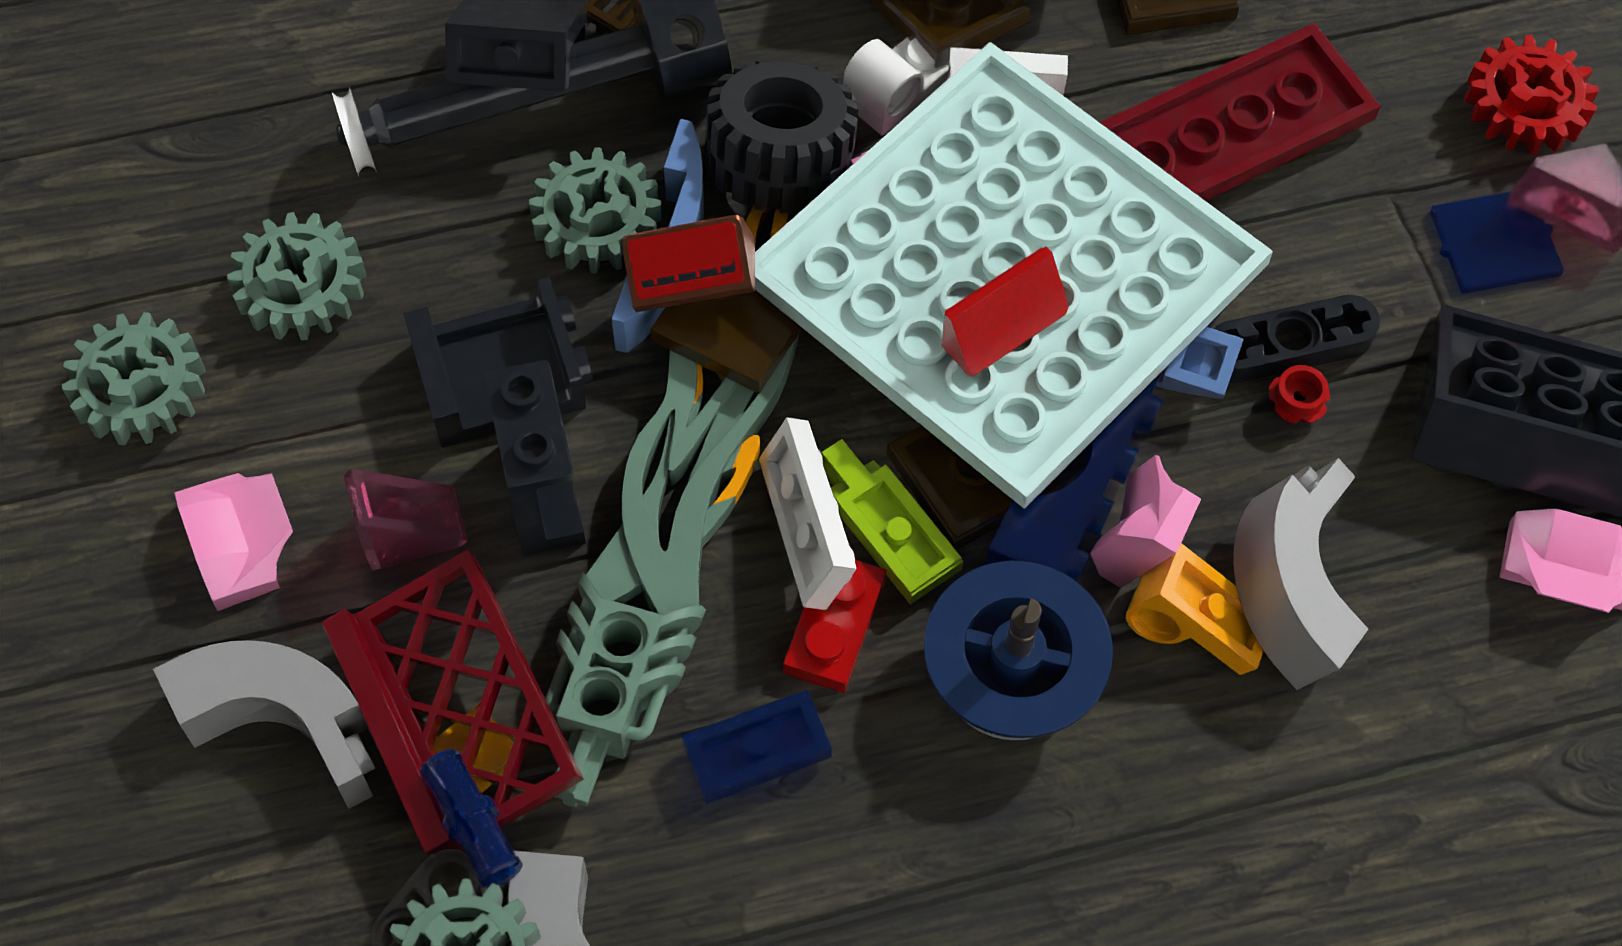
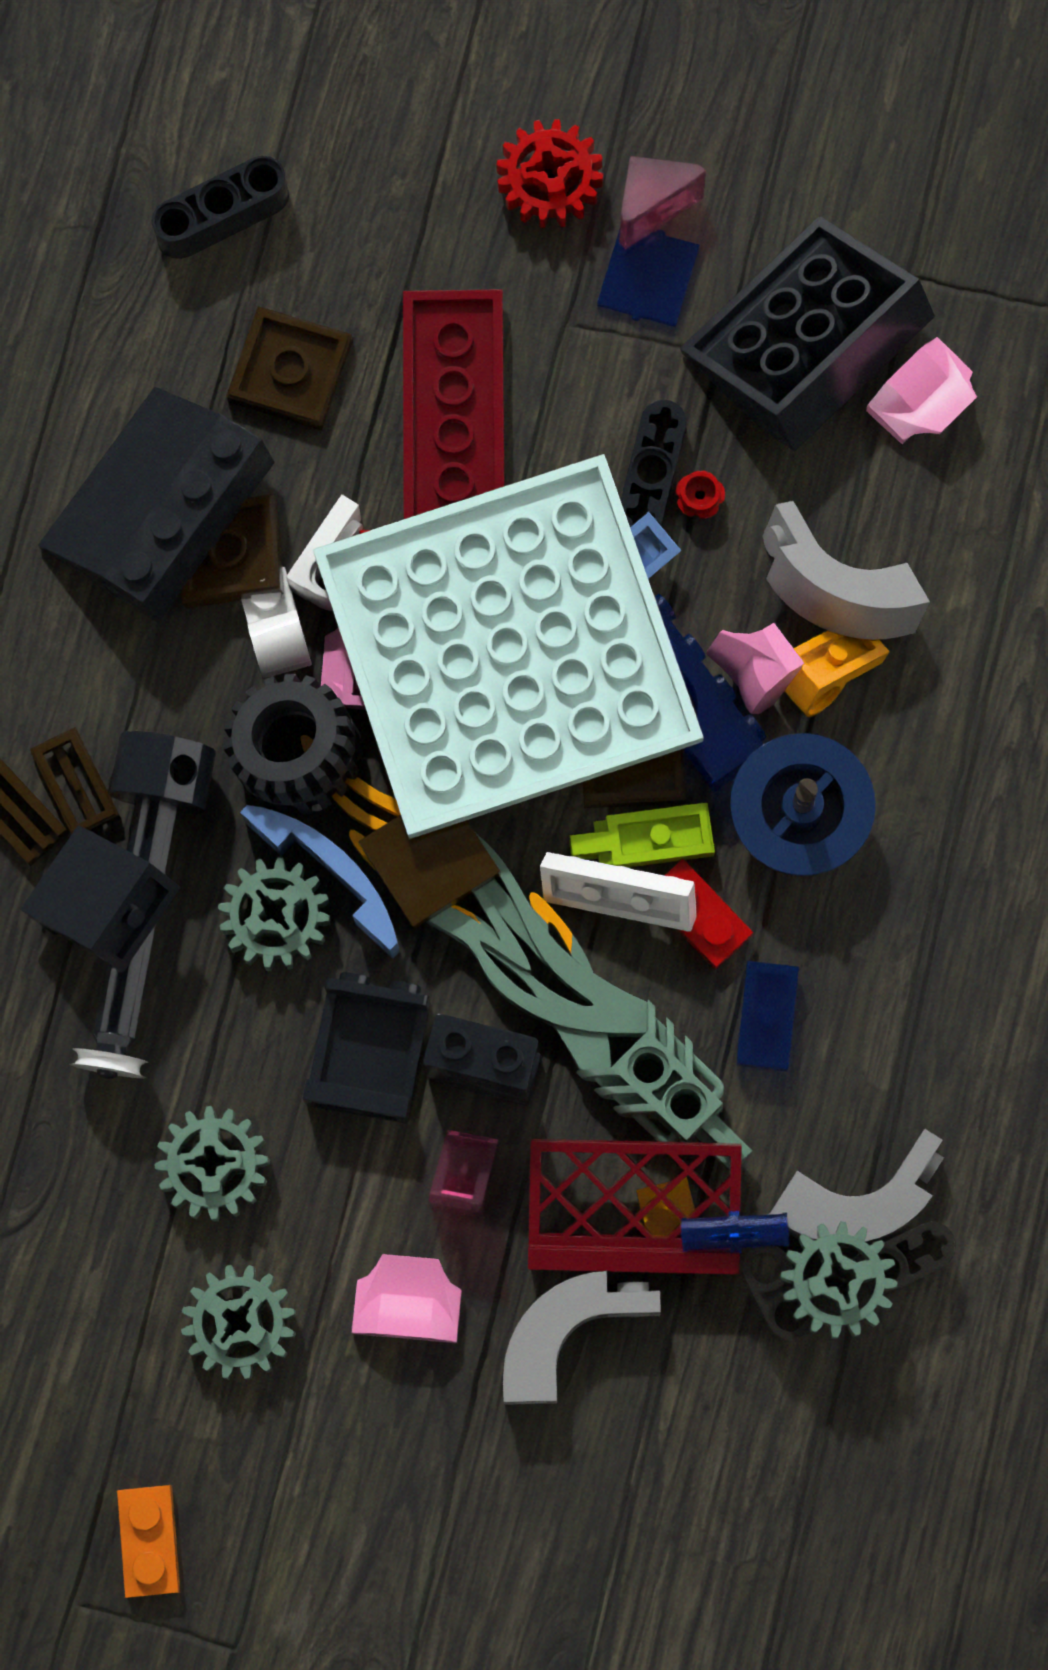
camera: 55 degrees left, 15 degrees up
(690, 262) = (390, 872): red slope -> none
(1004, 312) = (562, 672): red slope -> none

